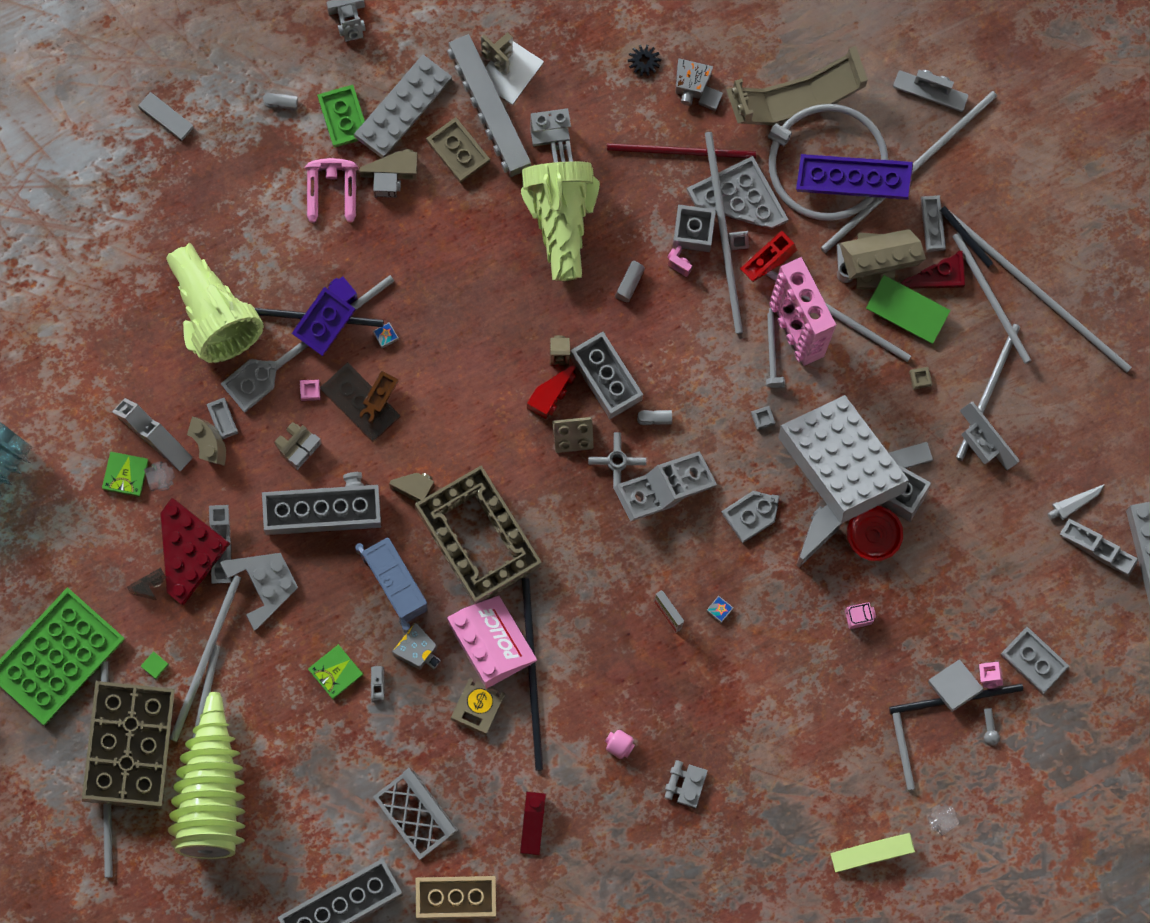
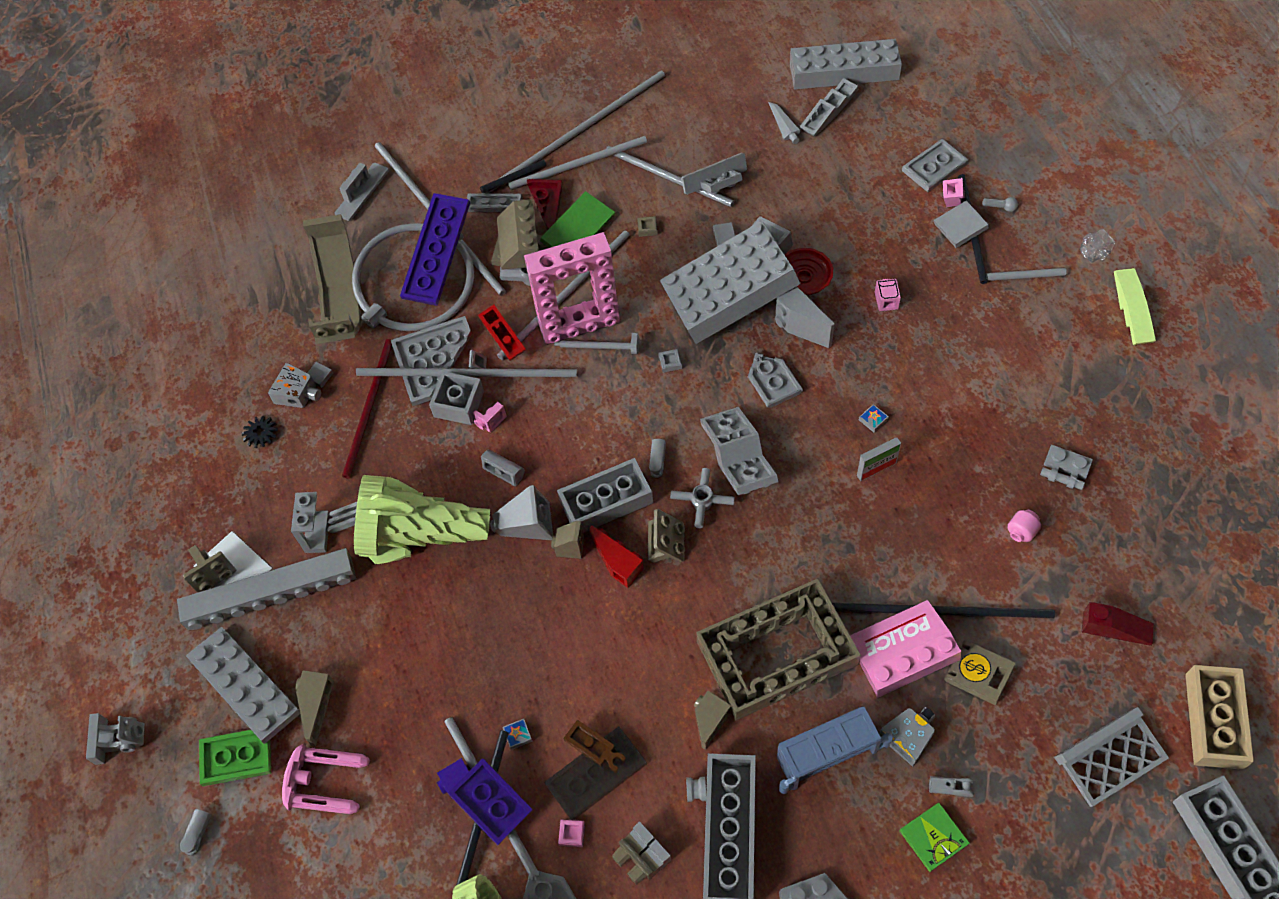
camera: 70 degrees left, 15 degrees down
(386, 185) = (333, 713): light grey brick -> none
(458, 149) = (310, 629): dark tan plate -> none
(580, 310) = (524, 516): none -> light grey slope

